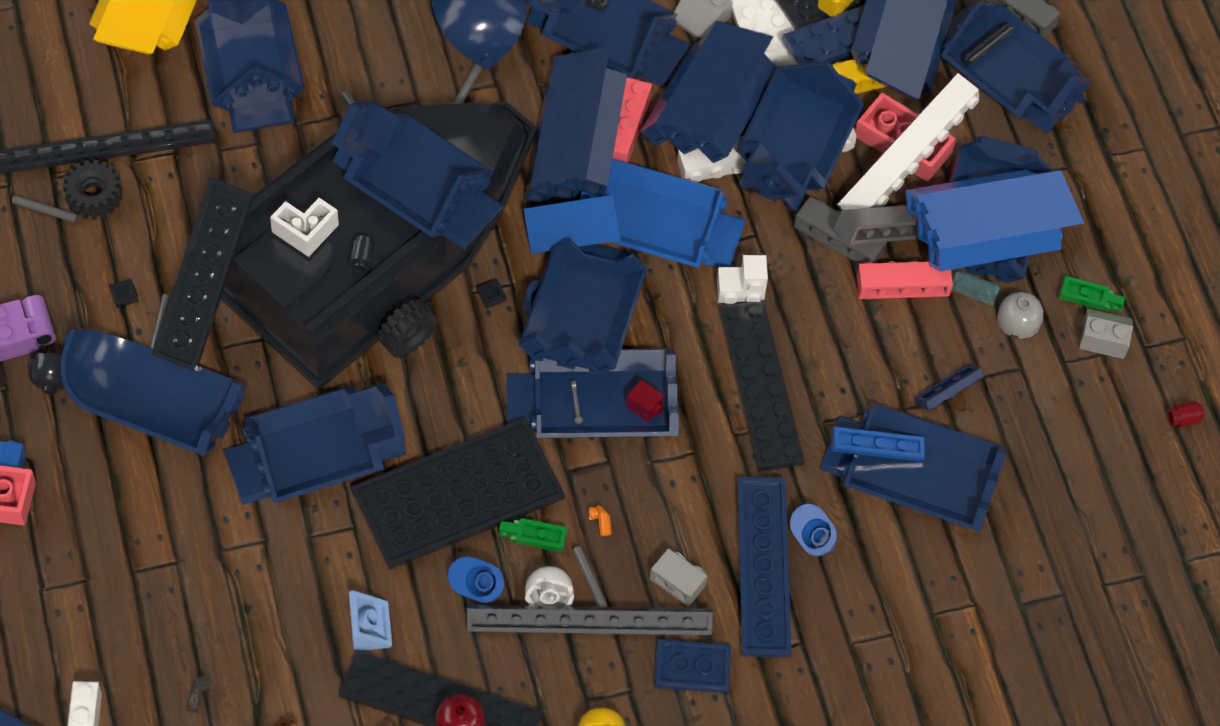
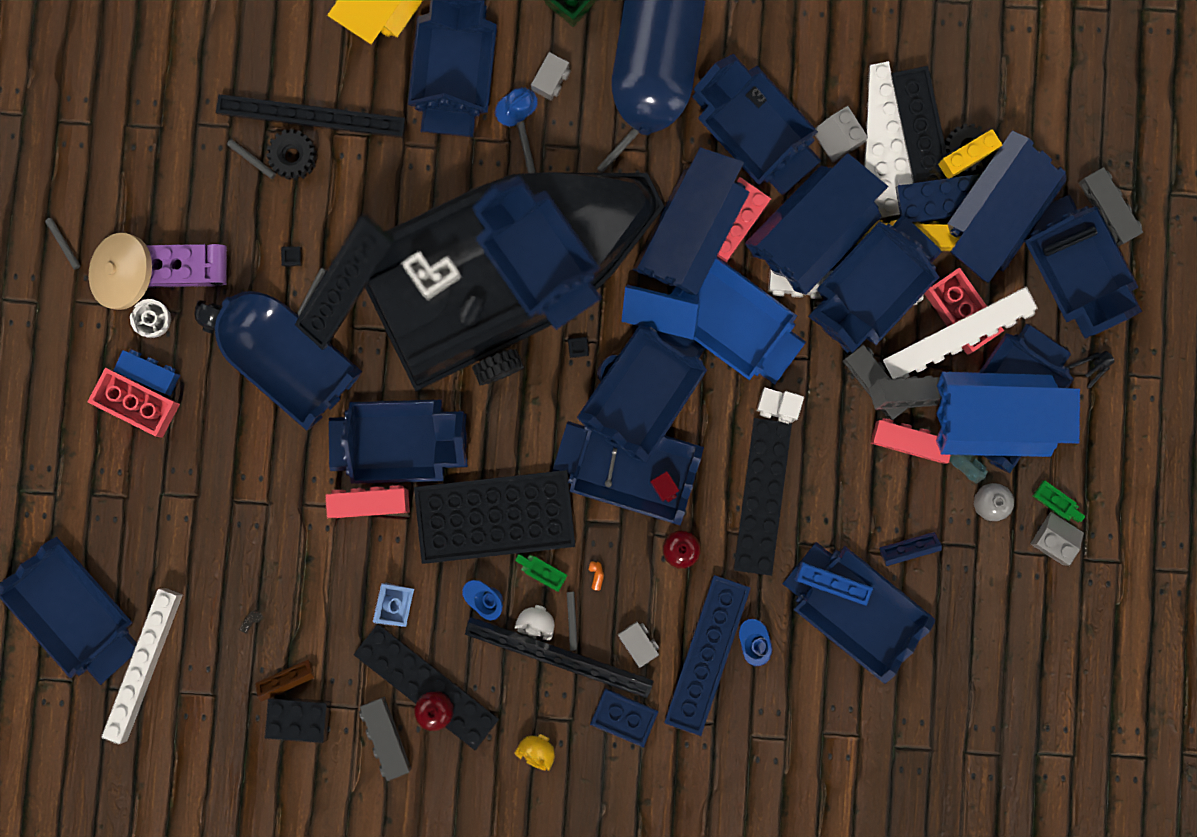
camera: 25 degrees right, 25 degrees up
(302, 514) = (367, 503): none -> coral brick
(334, 79) = (516, 106): none -> blue piece
(363, 39) = (550, 76): none -> light grey brick
(689, 464) = (671, 549): none -> dark red cylinder
(1073, 148) = (1101, 362): none -> black plant
(1186, 414) = (1091, 633): dark red brick -> none

